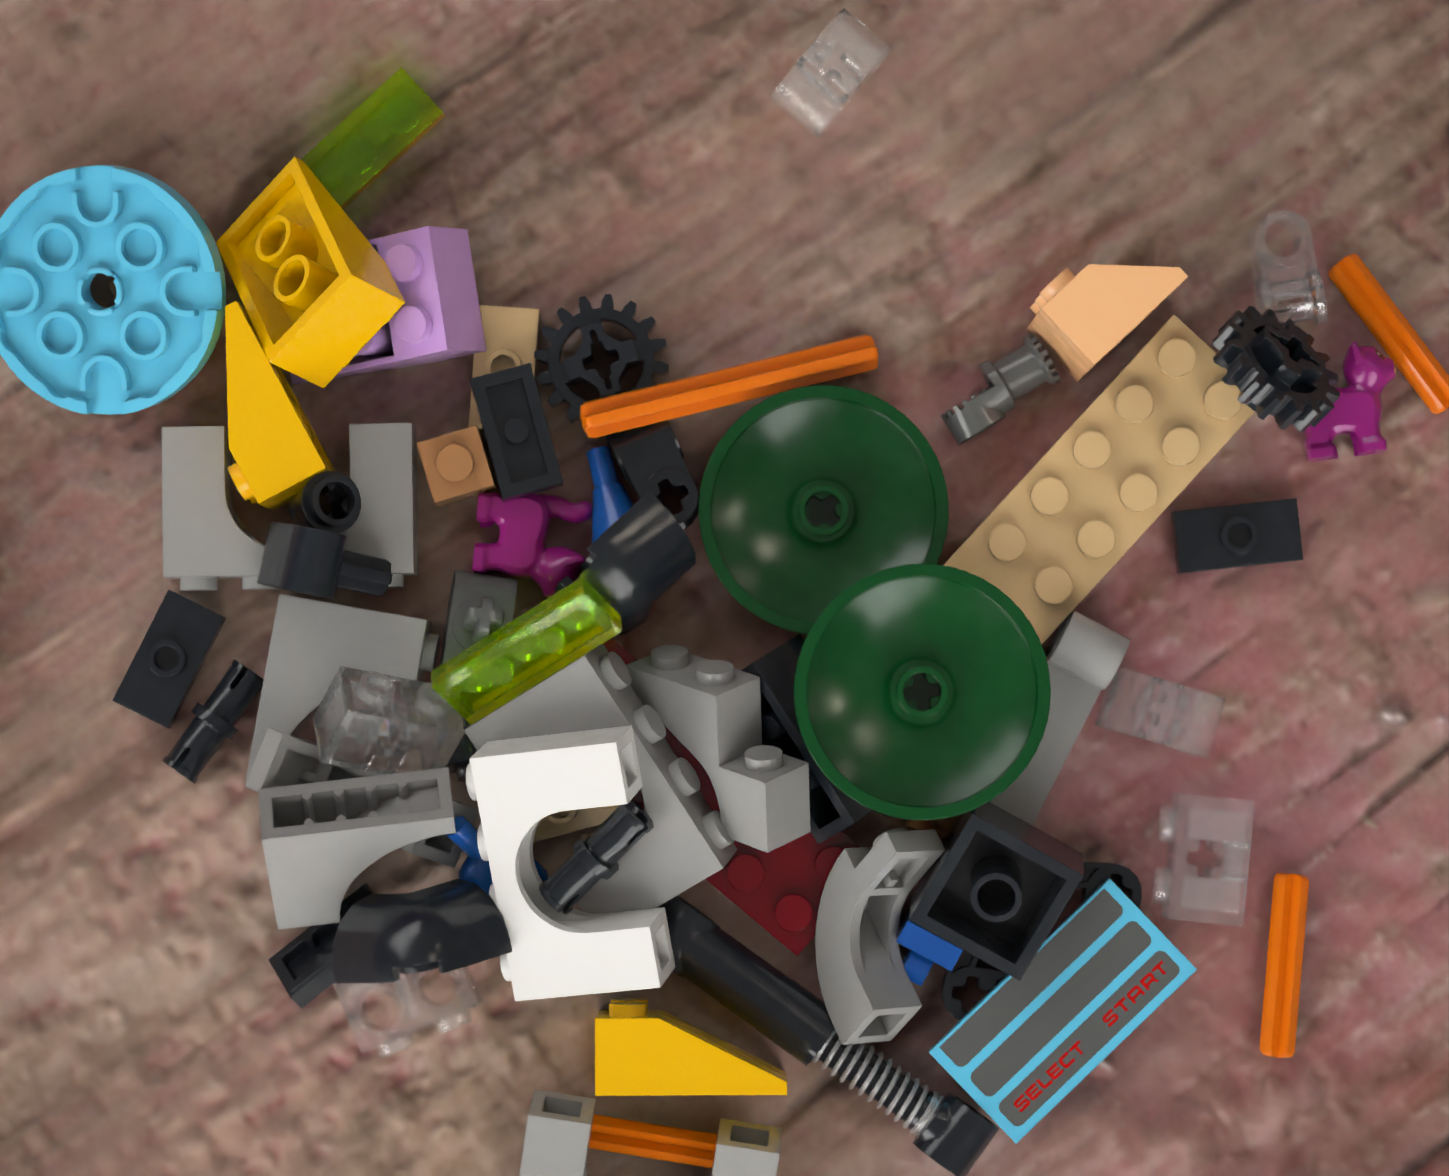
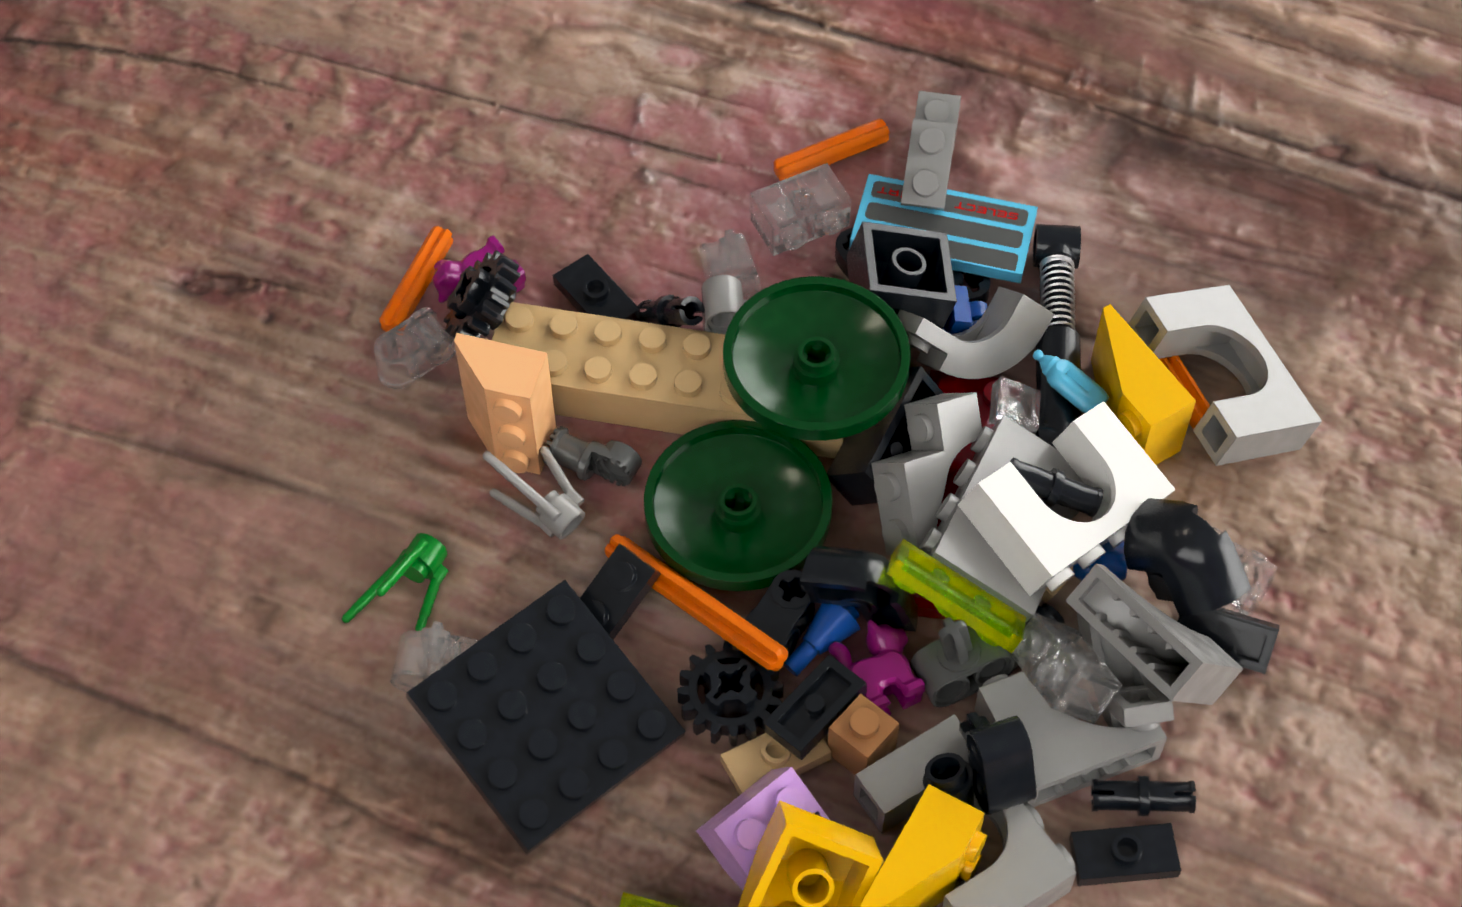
camera: 125 degrees left, 30 degrees down
(694, 147) = (545, 716): none -> black plate
(729, 991) = (1071, 382): none -> medium azure piece
(748, 908) = (1015, 402): none -> clear plate
(795, 303) = (619, 589): none -> black plate
(946, 304) = (558, 512): none -> light grey plant
(980, 122) = (417, 562): none -> green plant
(1133, 591) = (671, 311): none -> black pin
(1179, 1067) = (931, 150): none -> light grey arch

